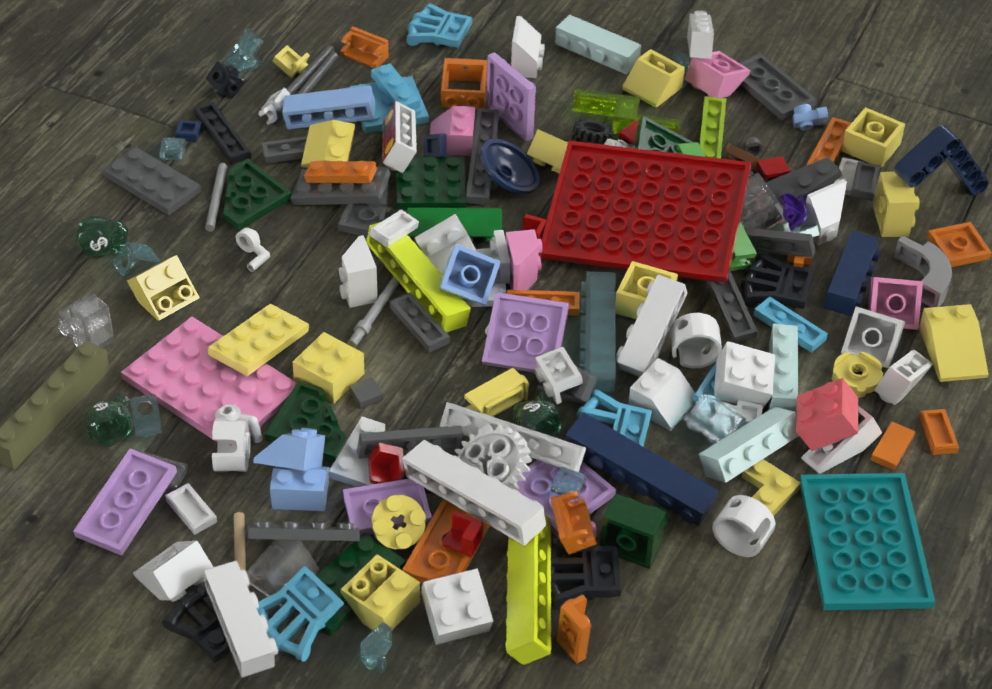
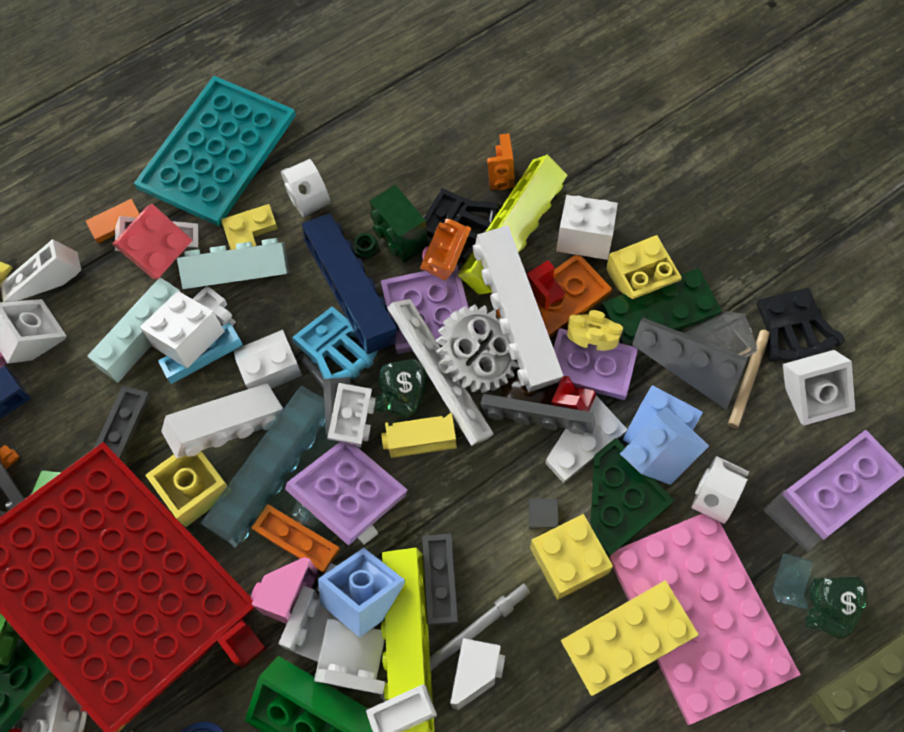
camera: 145 degrees left, 20 degrees up
(191, 508) = (777, 456): white tile -> none
(234, 413) = (698, 526): white plate -> none
(239, 618) = (781, 294): white brick -> none
(313, 602) = (712, 290): medium azure plate -> none
(375, 647) = (672, 230): clear light blue bracket -> none
(568, 481) = (422, 293): clear light blue plate -> none
(691, 336) = (188, 389): white piece -> none
(713, 418) = (244, 307): clear light blue bracket -> none
(773, 312) = (82, 385): medium azure plate -> none
(791, 287) = (38, 429): black plate -> none
(862, 384) = (85, 310): light yellow plate -> none
(938, 432) = (65, 217): orange tile -> none

